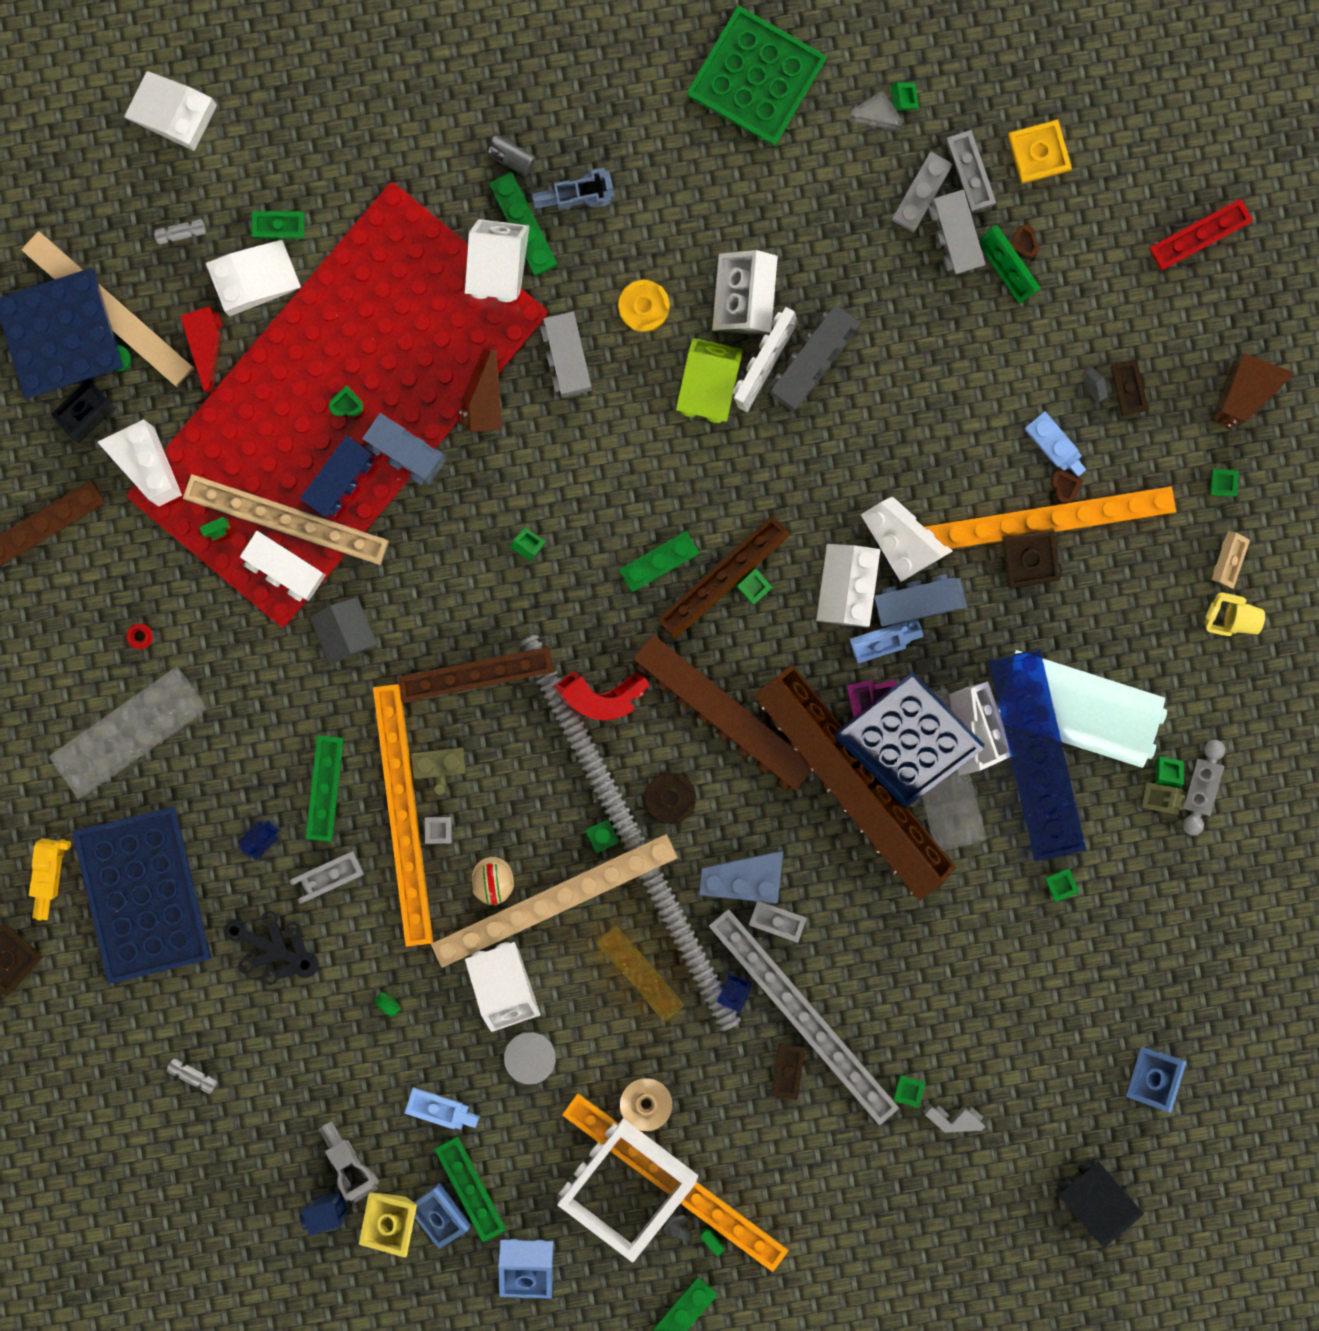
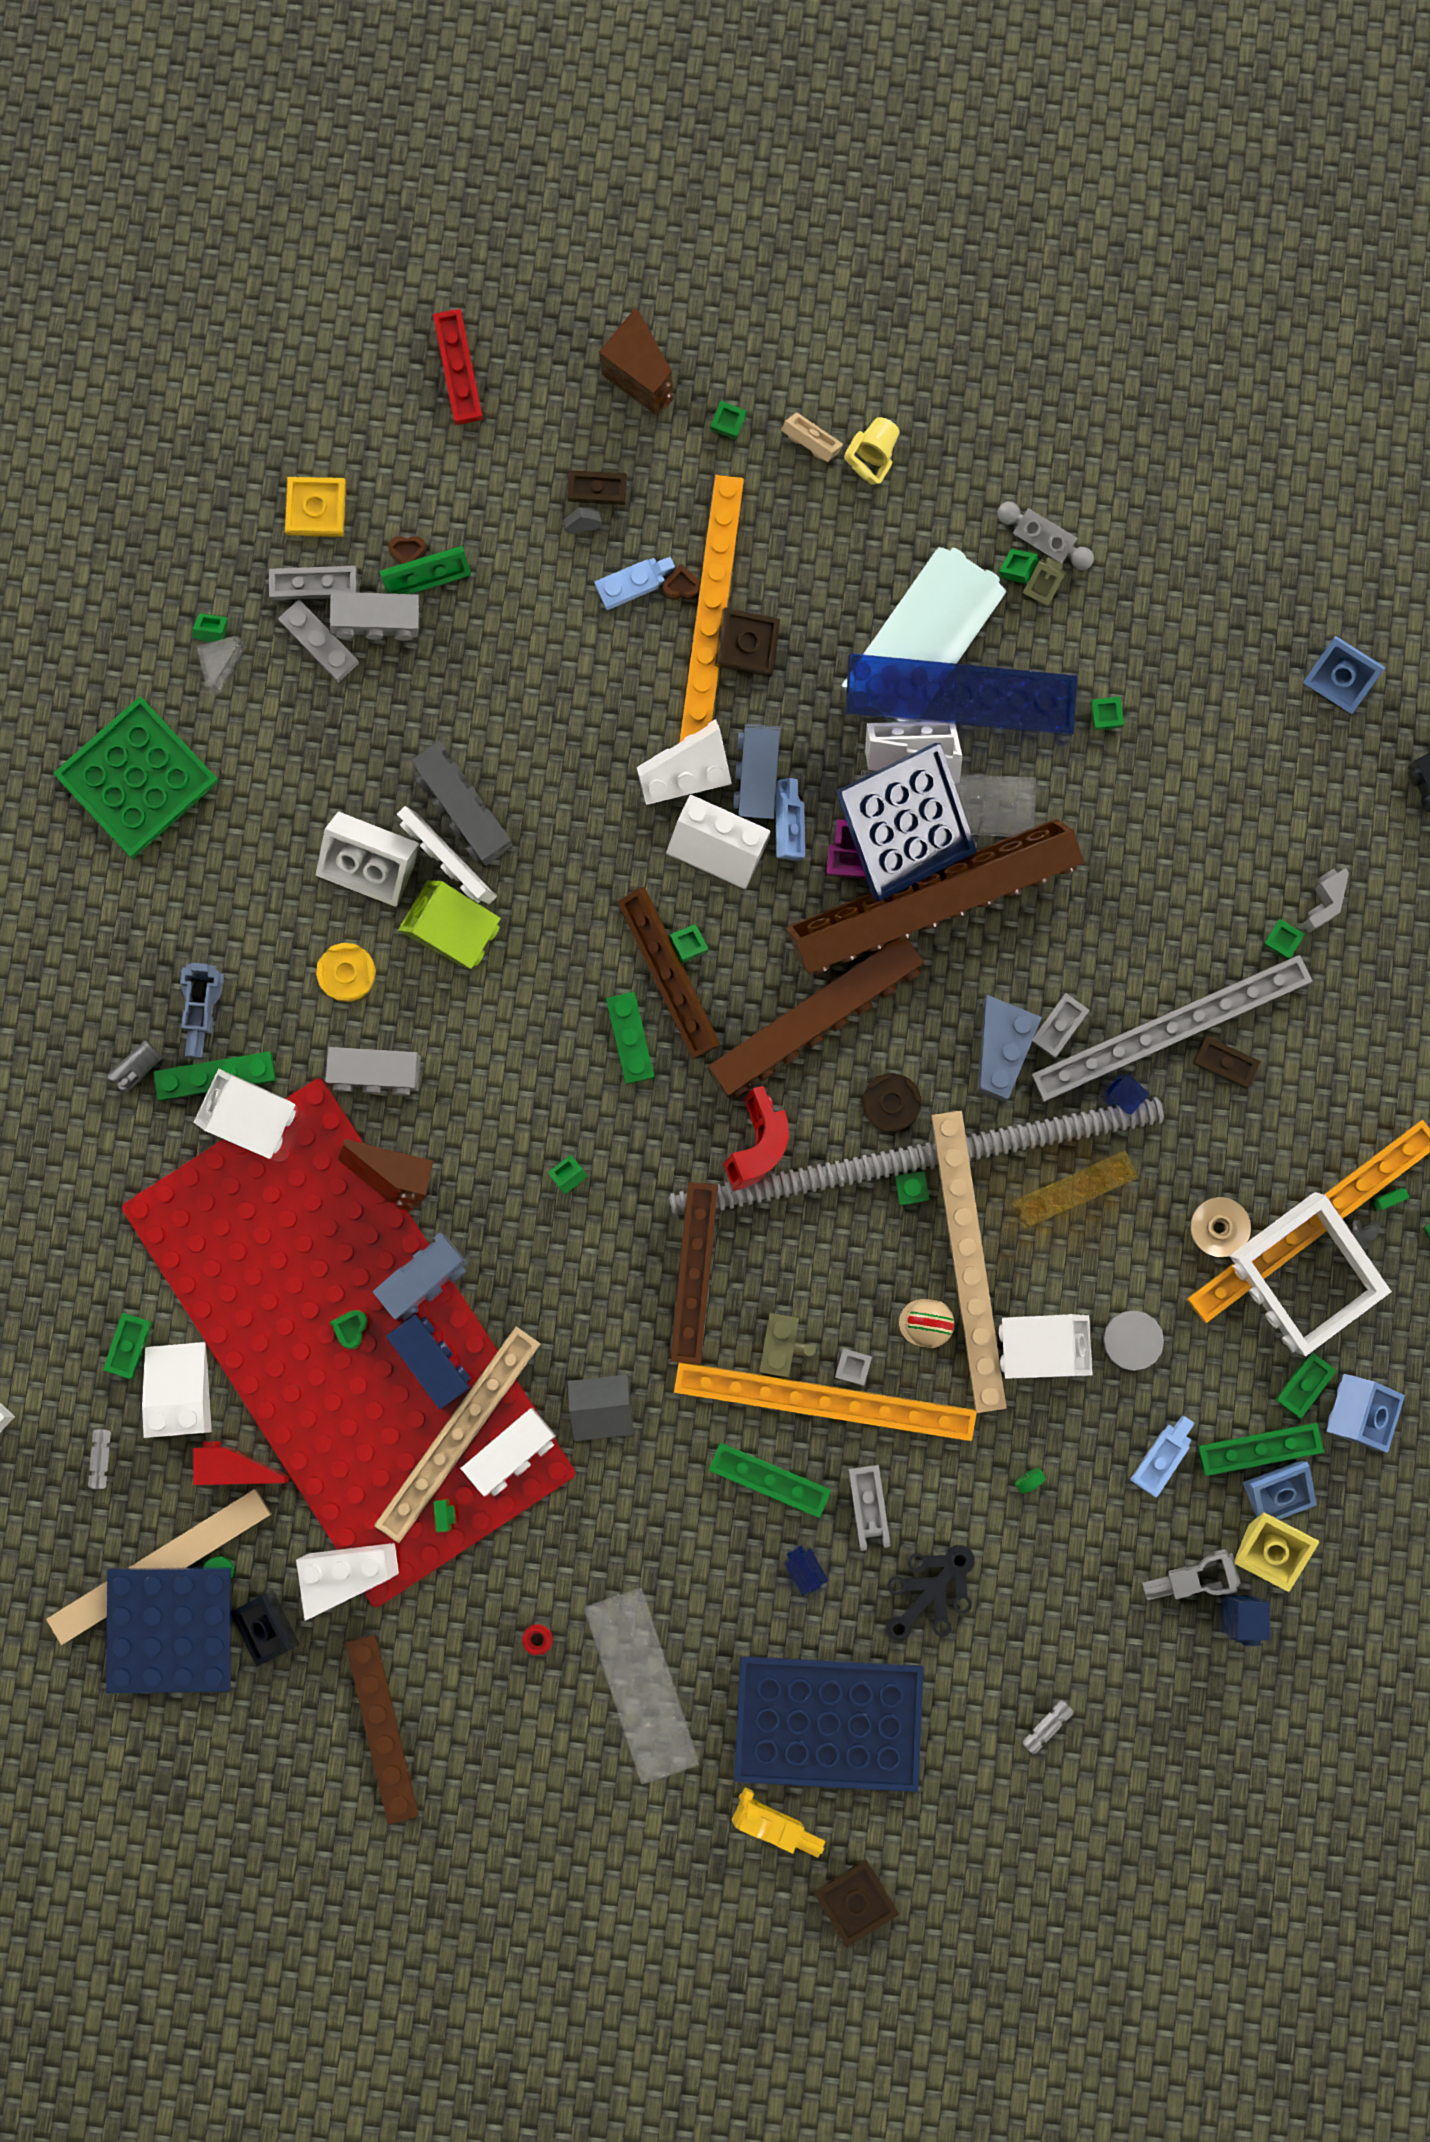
camera: 70 degrees left, 5 degrees down
(534, 1212) = (1305, 1385): none -> green plate

